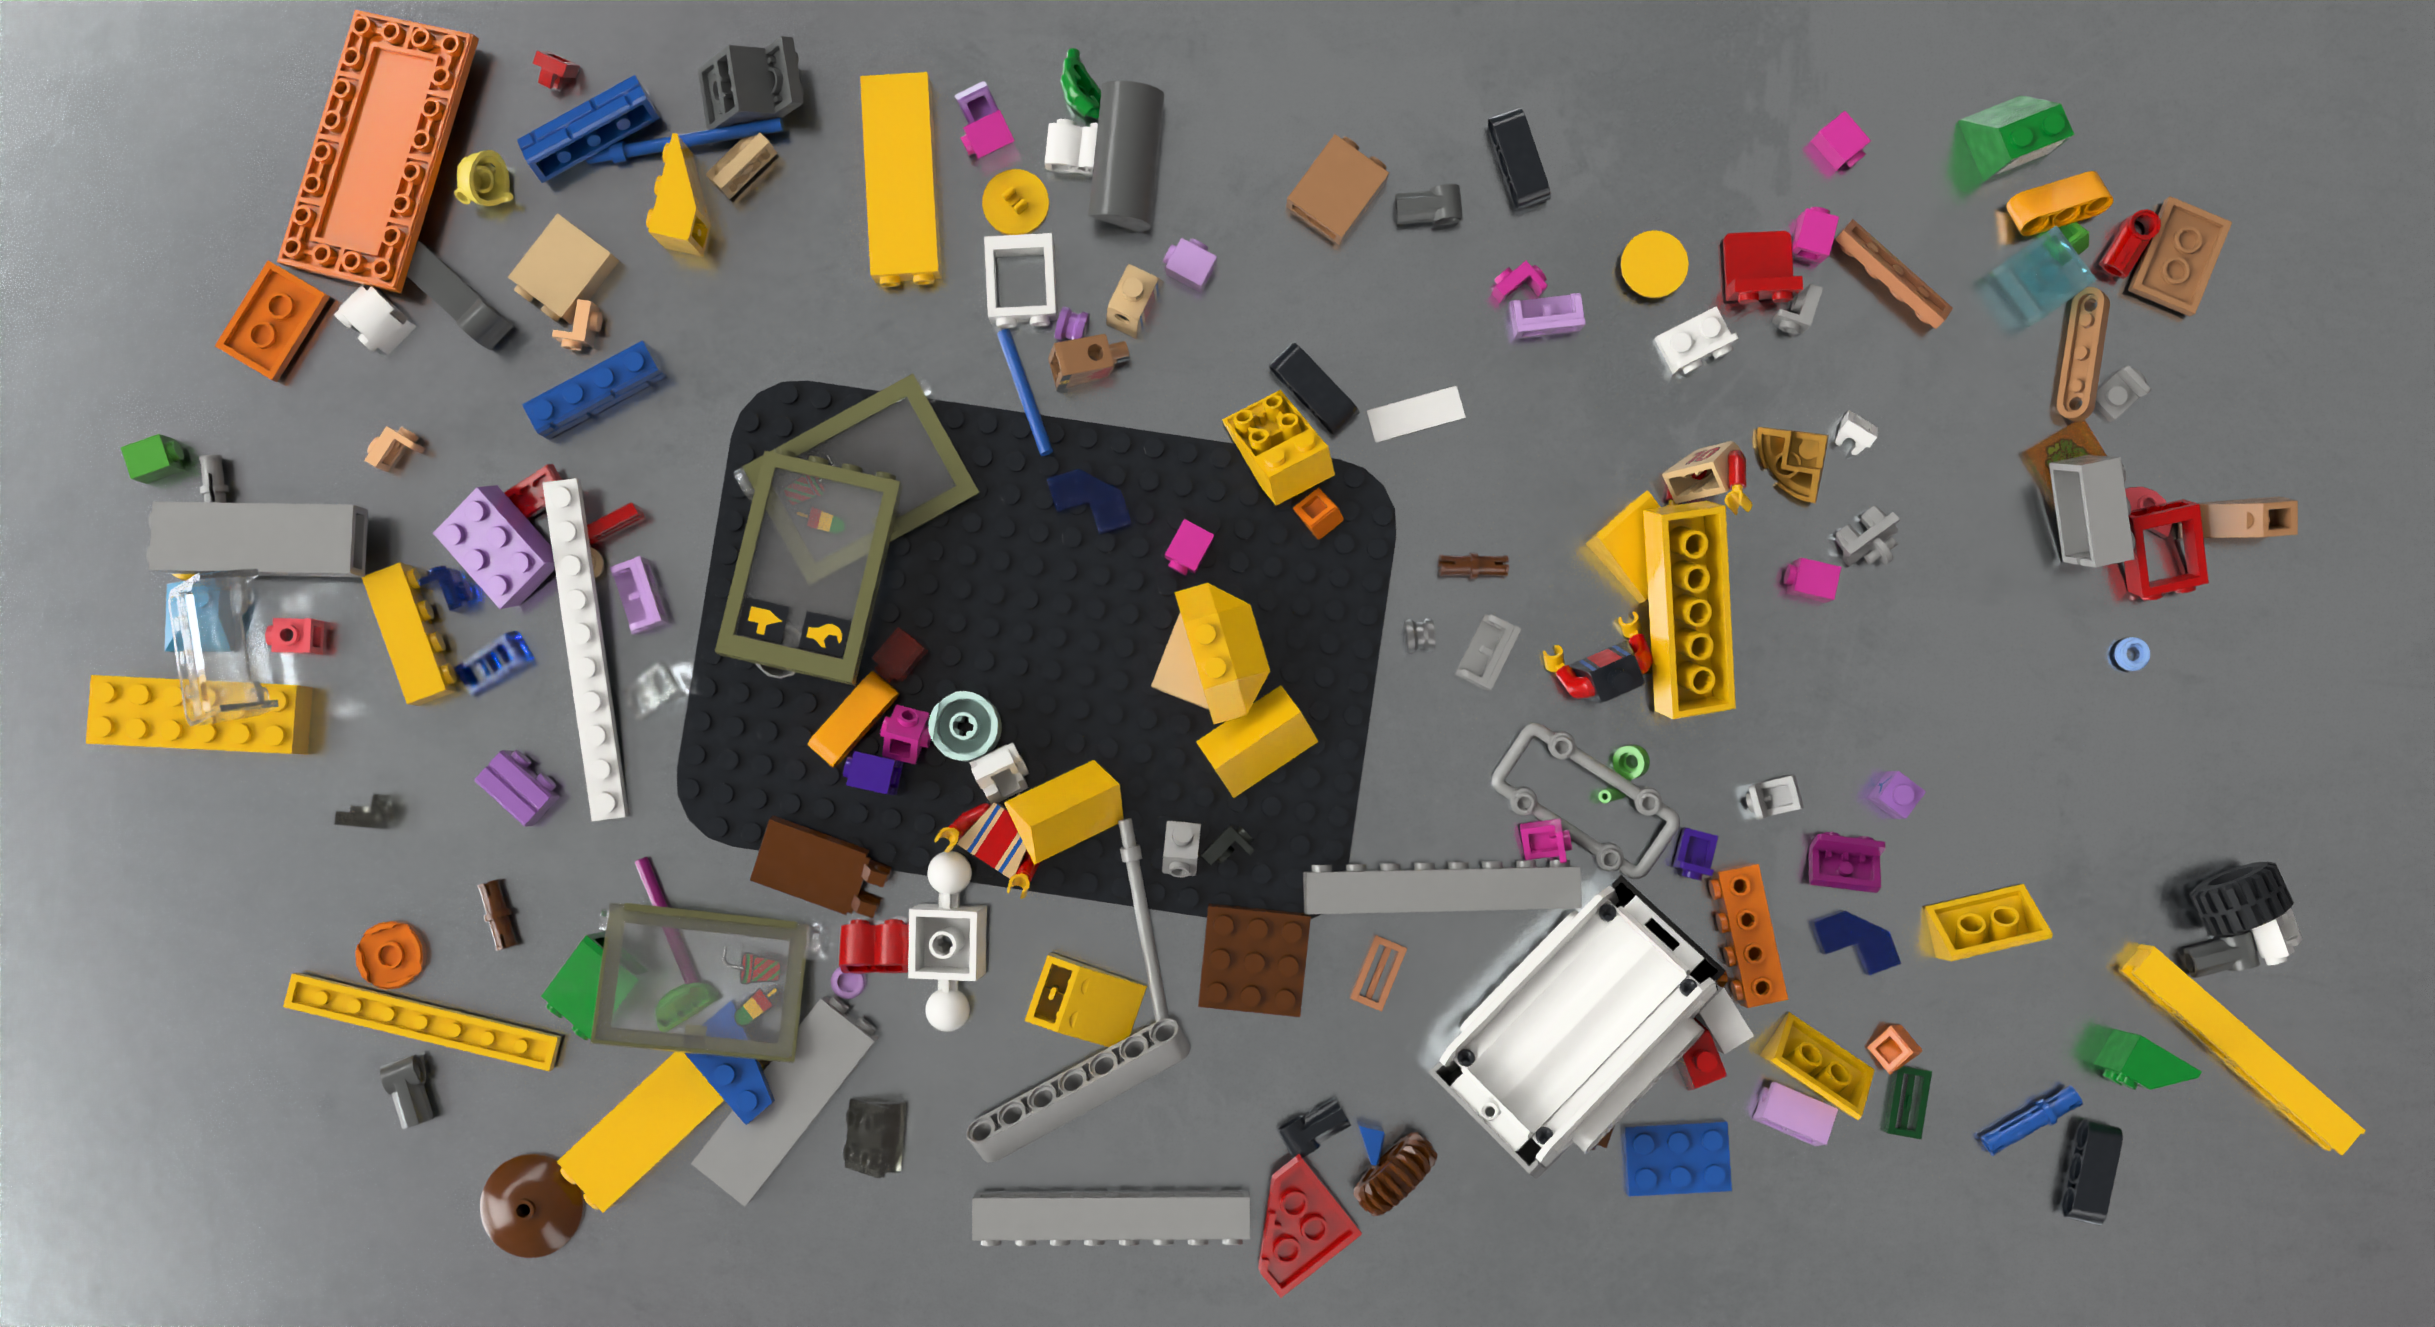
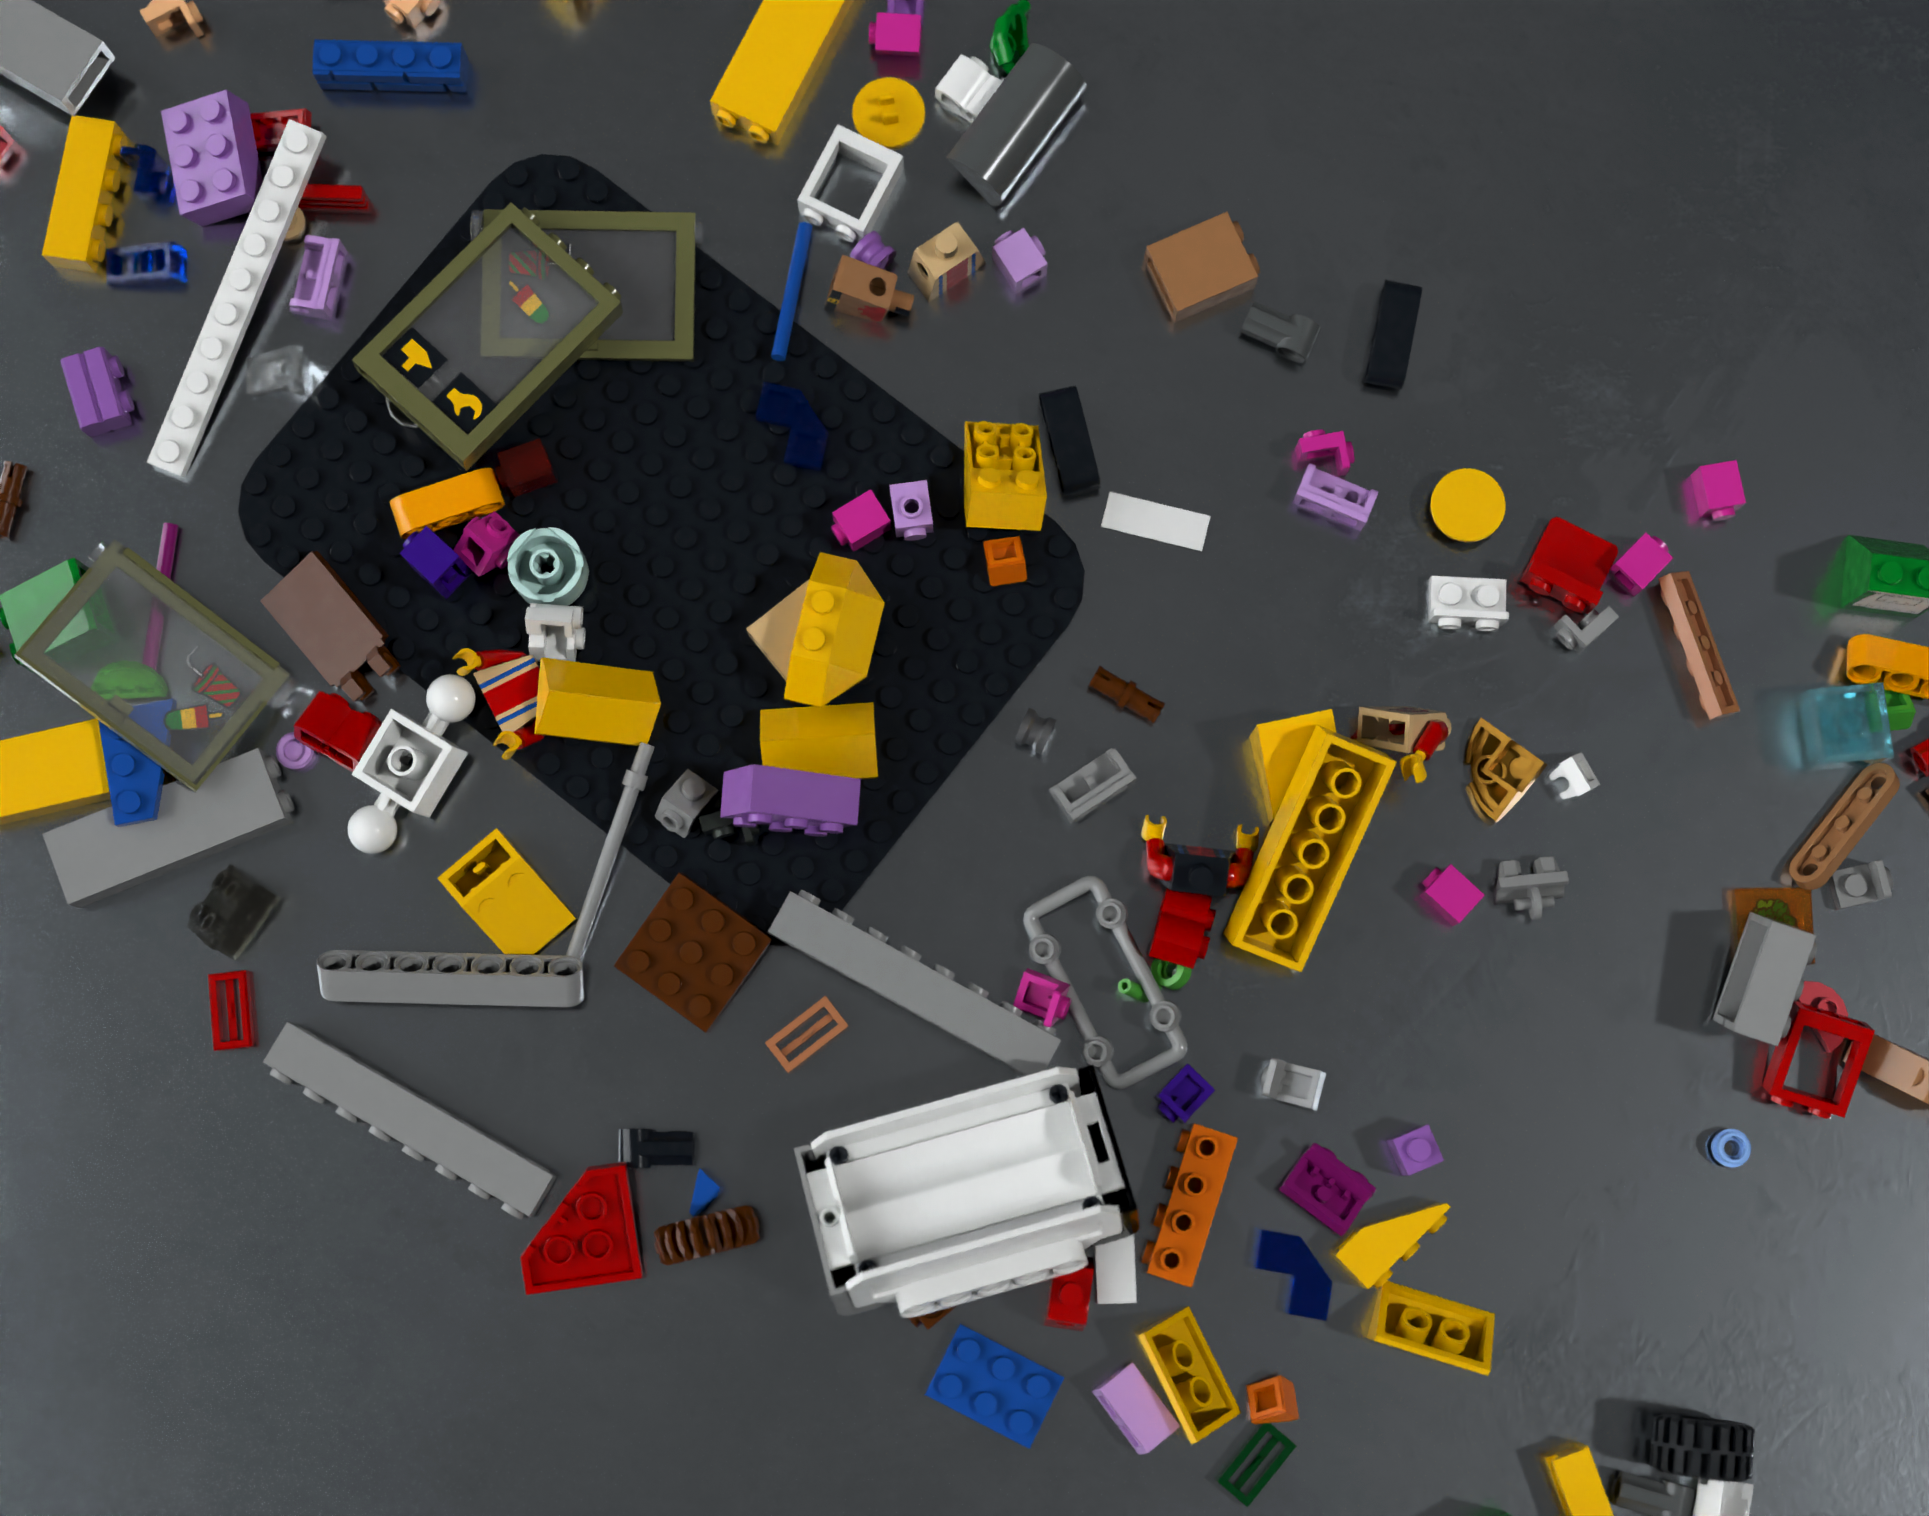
camera: 30 degrees right, 5 degrees down
(929, 1202) = (246, 1010): none -> red tile
(1224, 516) = (911, 510): none -> lavender brick
(1268, 804) = (790, 800): none -> medium lavender brick
(1623, 727) = (1181, 928): none -> red brick
(1909, 883) = (1378, 1245): none -> yellow slope

